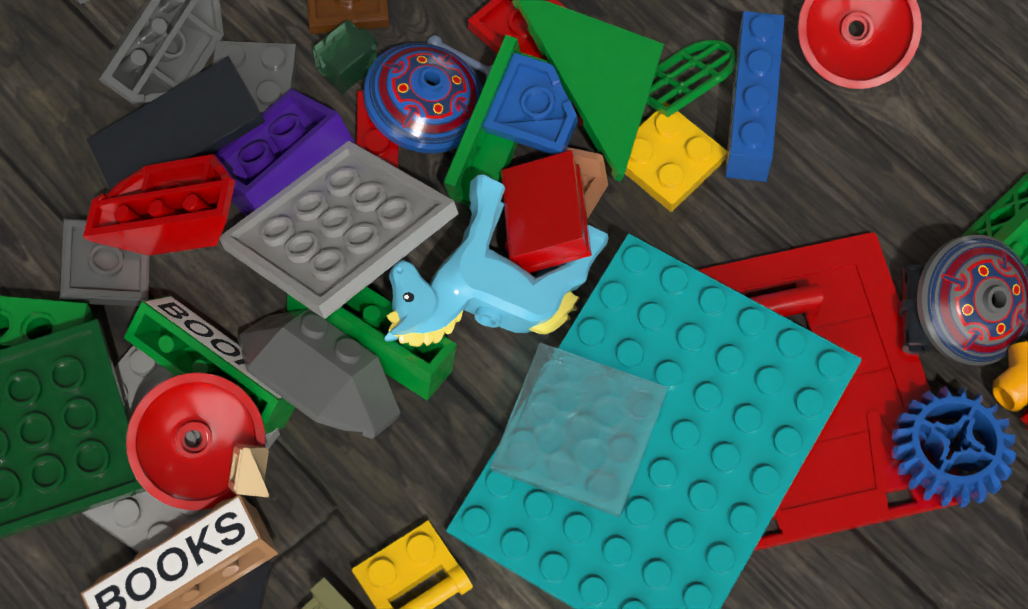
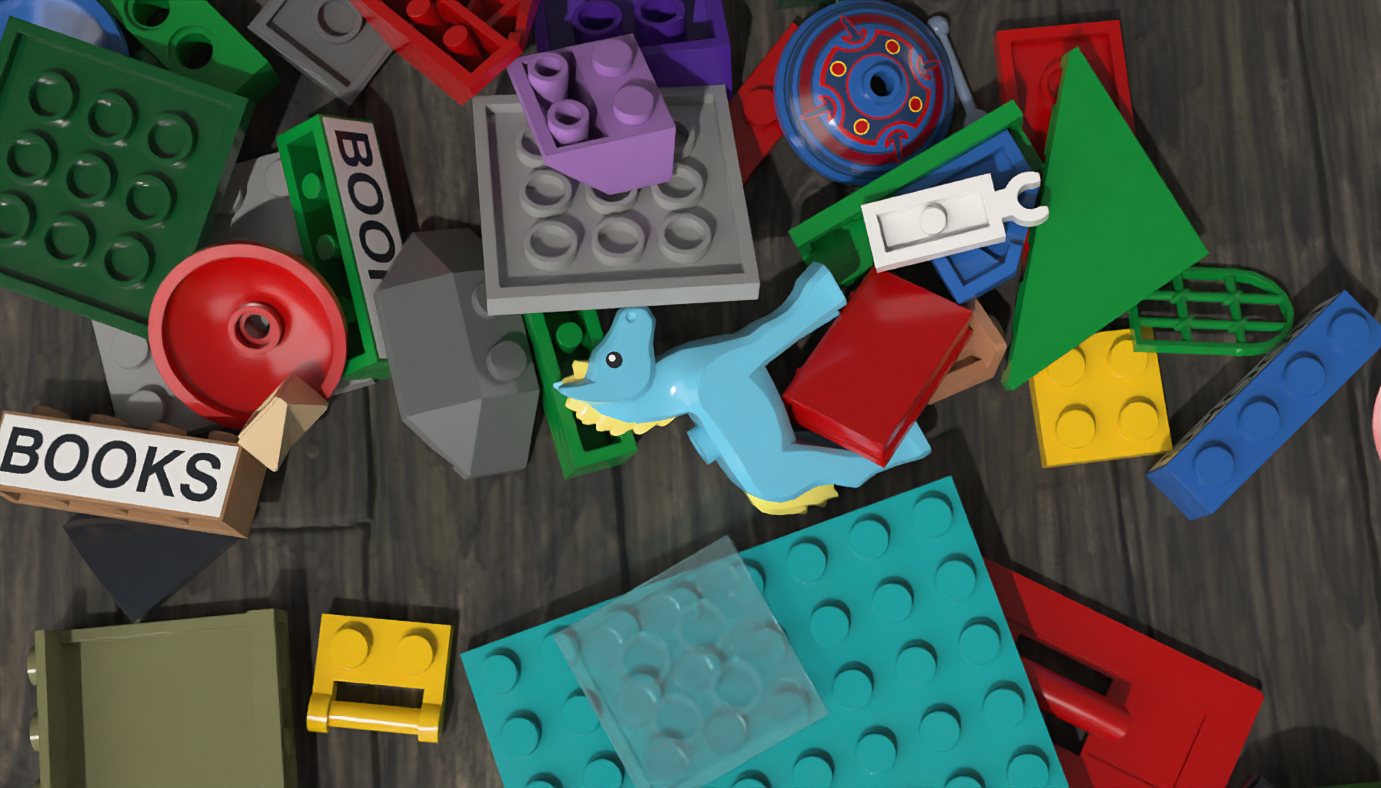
camera: 35 degrees right, 15 degrees up
(301, 183) = (597, 114): none -> medium lavender slope
(521, 113) = (947, 219): none -> white plate

